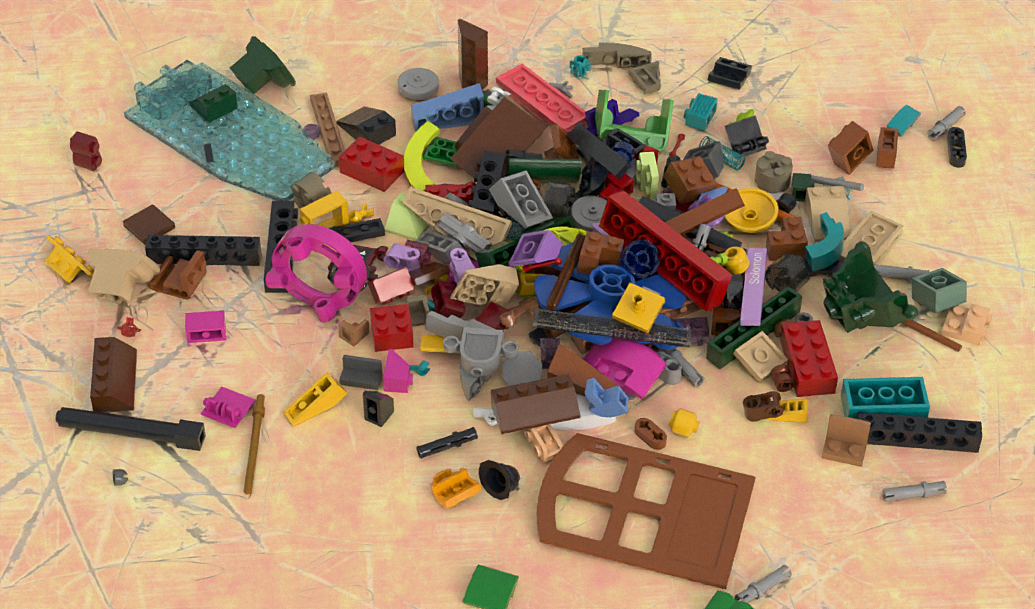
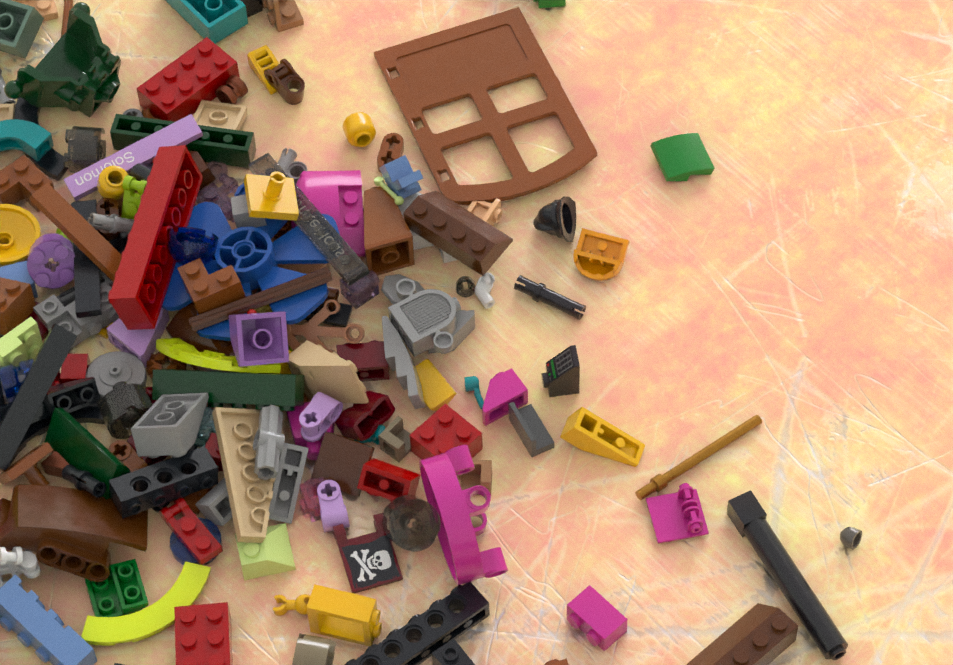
camera: 125 degrees left, 10 degrees up
(361, 230) = (311, 572): black plate -> none

